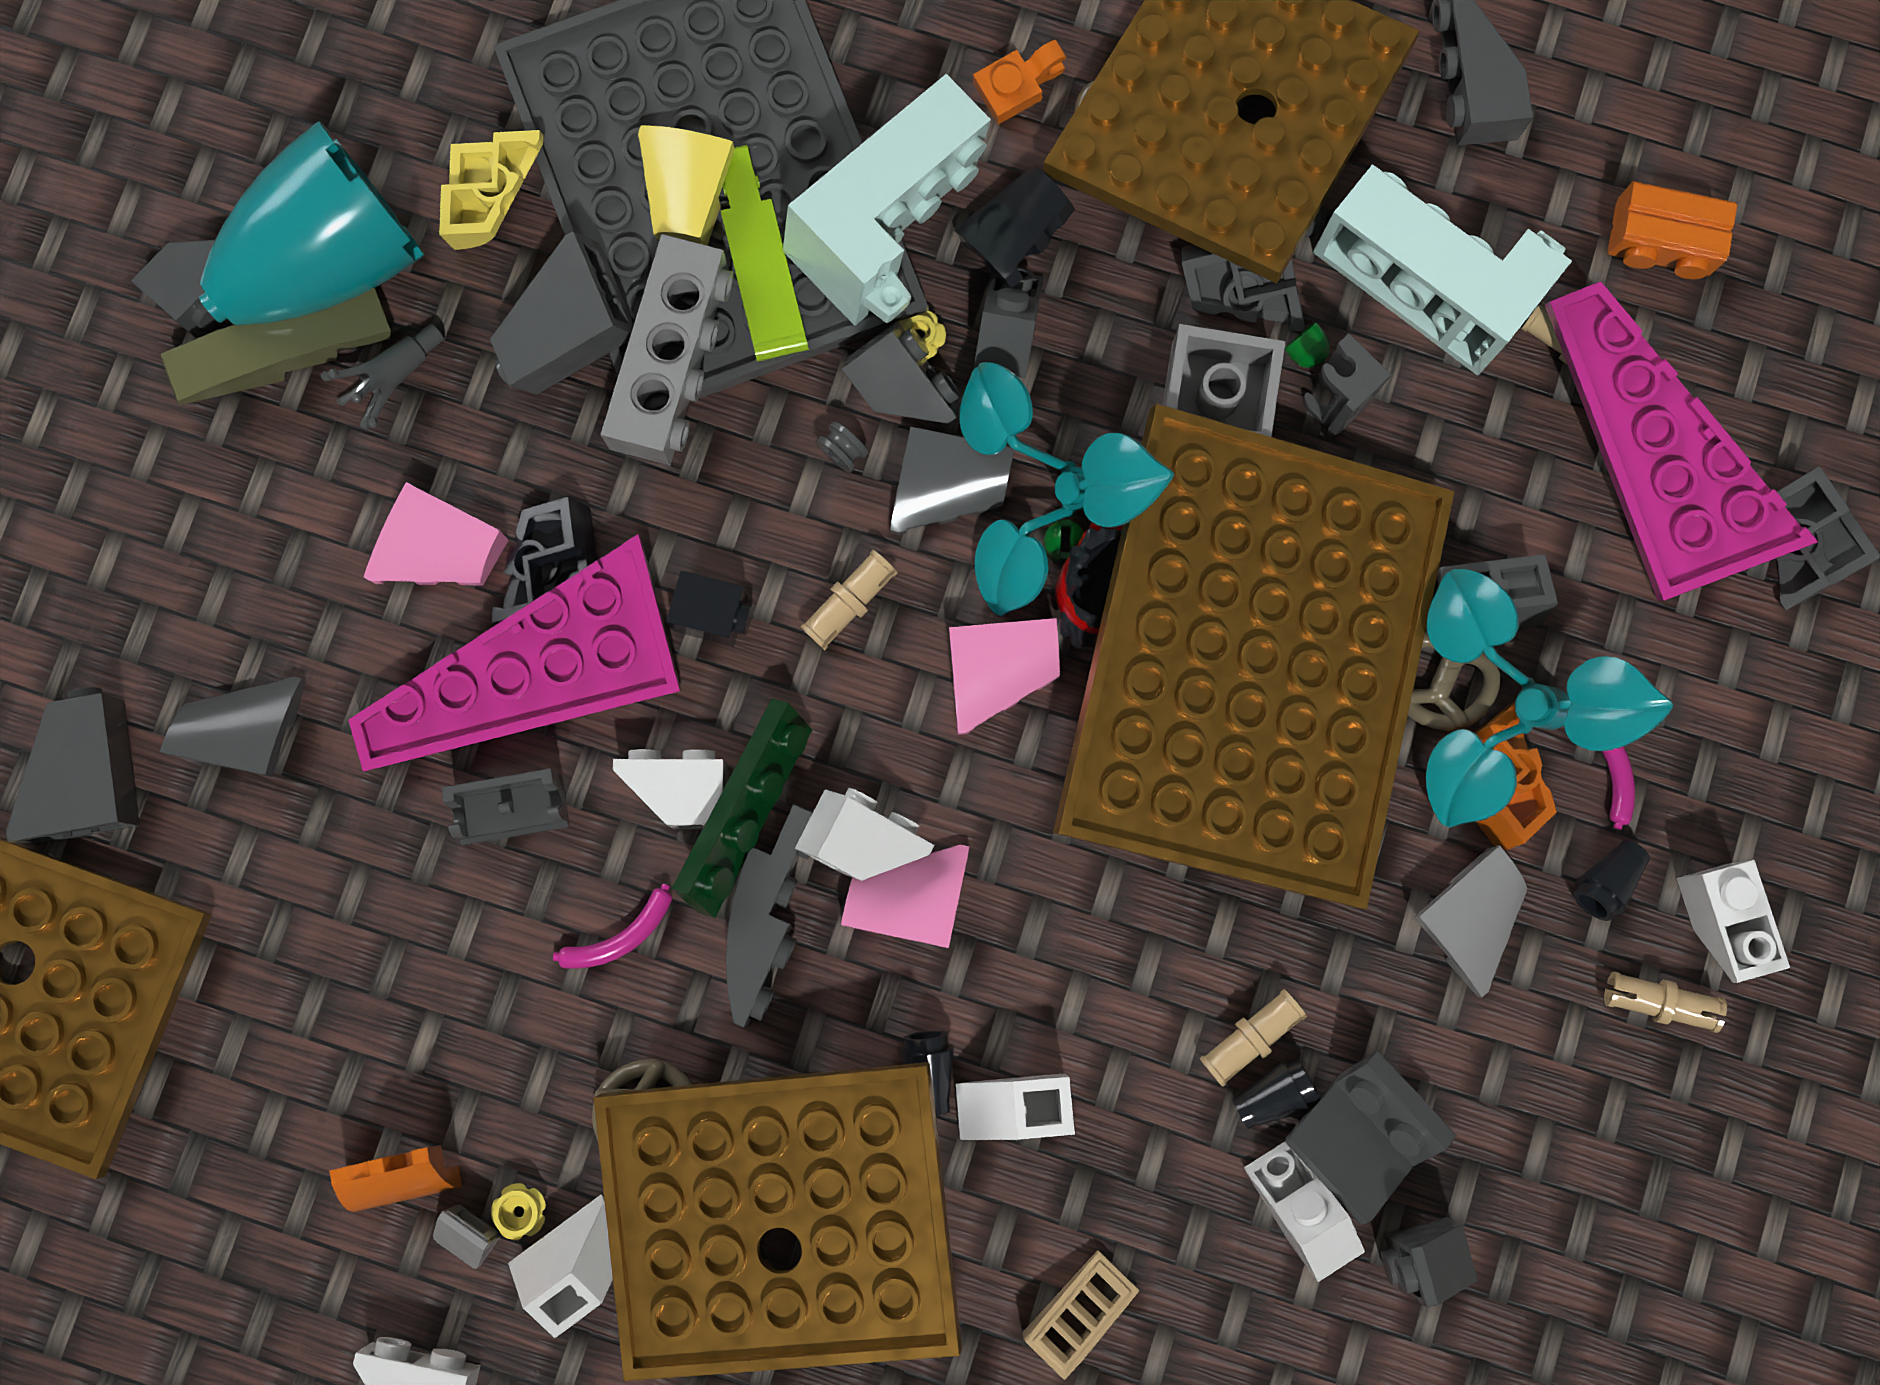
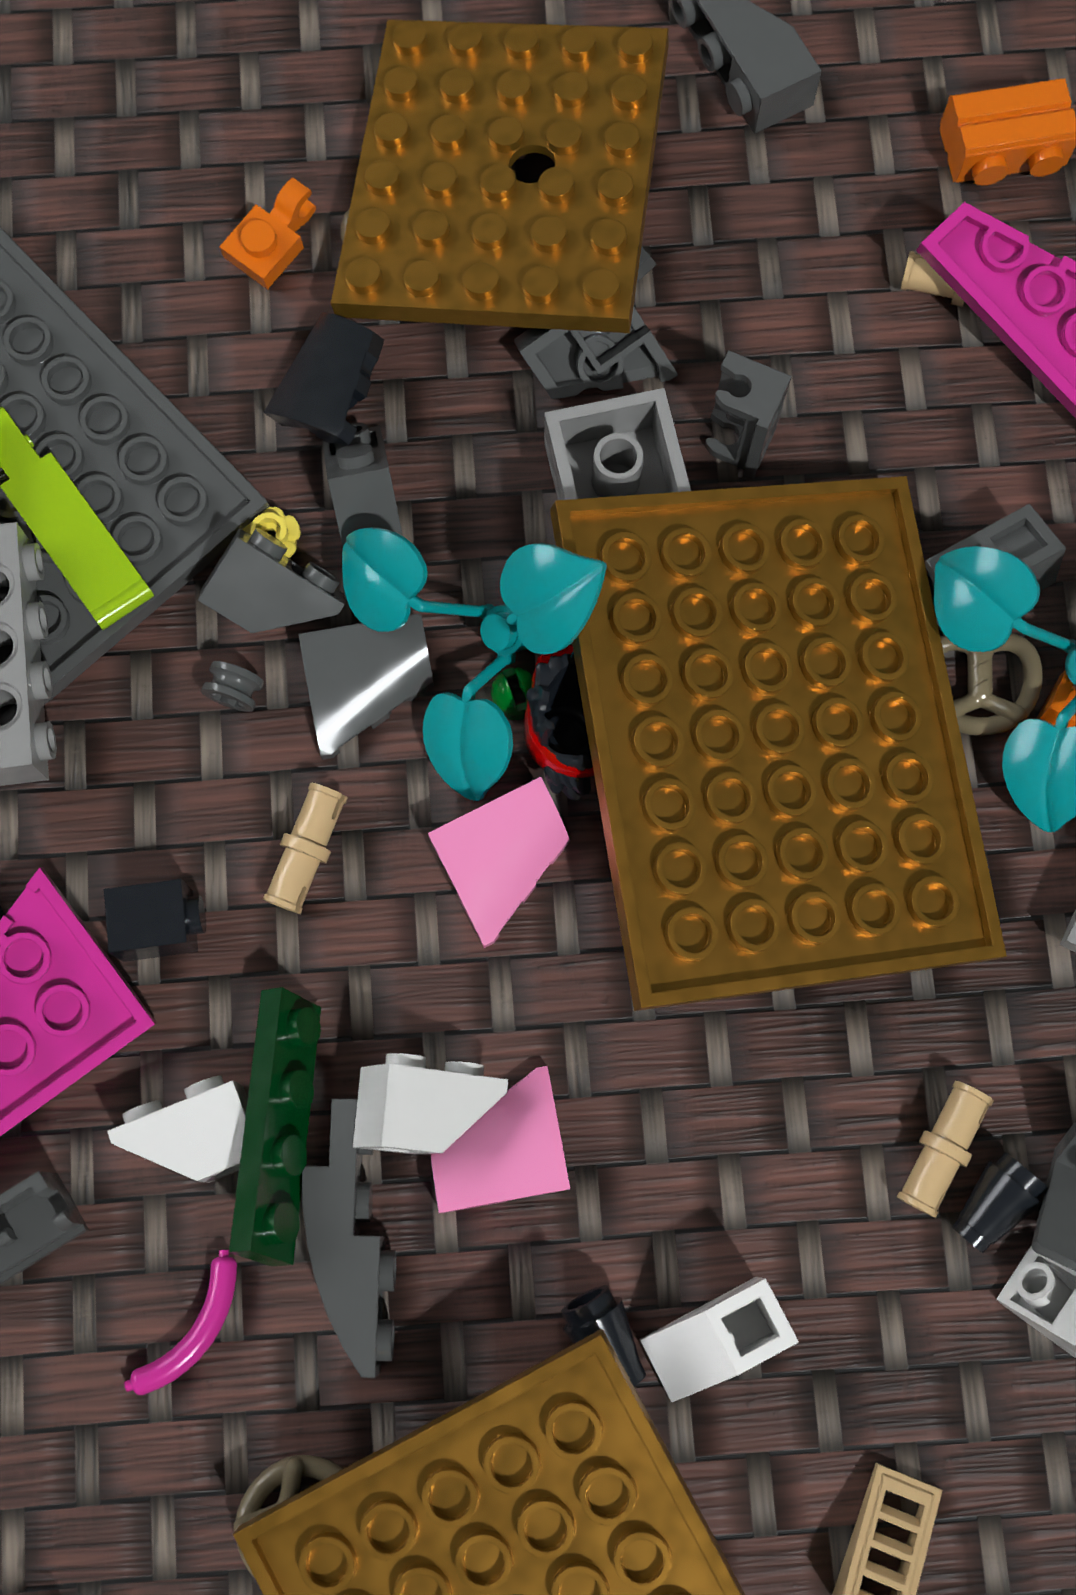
camera: 20 degrees left, 5 degrees down
(855, 215) = (146, 431): light aqua hinge -> none
(1309, 347) = (691, 389): green hinge -> none
(1434, 271) = (789, 259): light aqua hinge -> none

